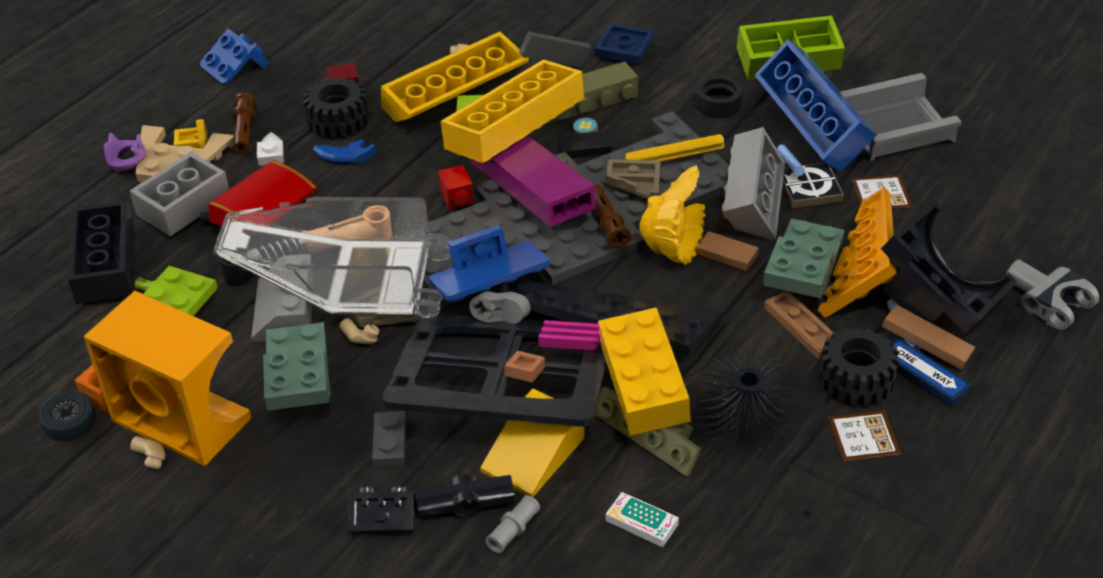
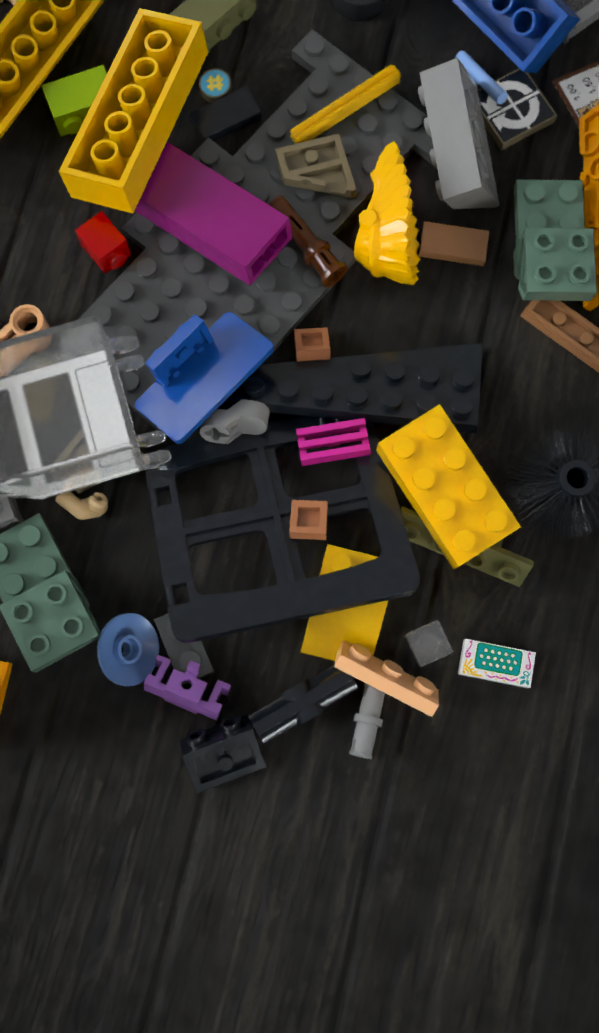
camera: 25 degrees left, 35 degrees up
(354, 419) = (139, 649): none -> medium blue dish
(373, 464) = (187, 699): none -> medium lavender piece
(542, 492) = (387, 677): none -> light nougat plate
(584, 280) = (312, 344): none -> nougat tile
(589, 487) = (429, 643): none -> clear plate

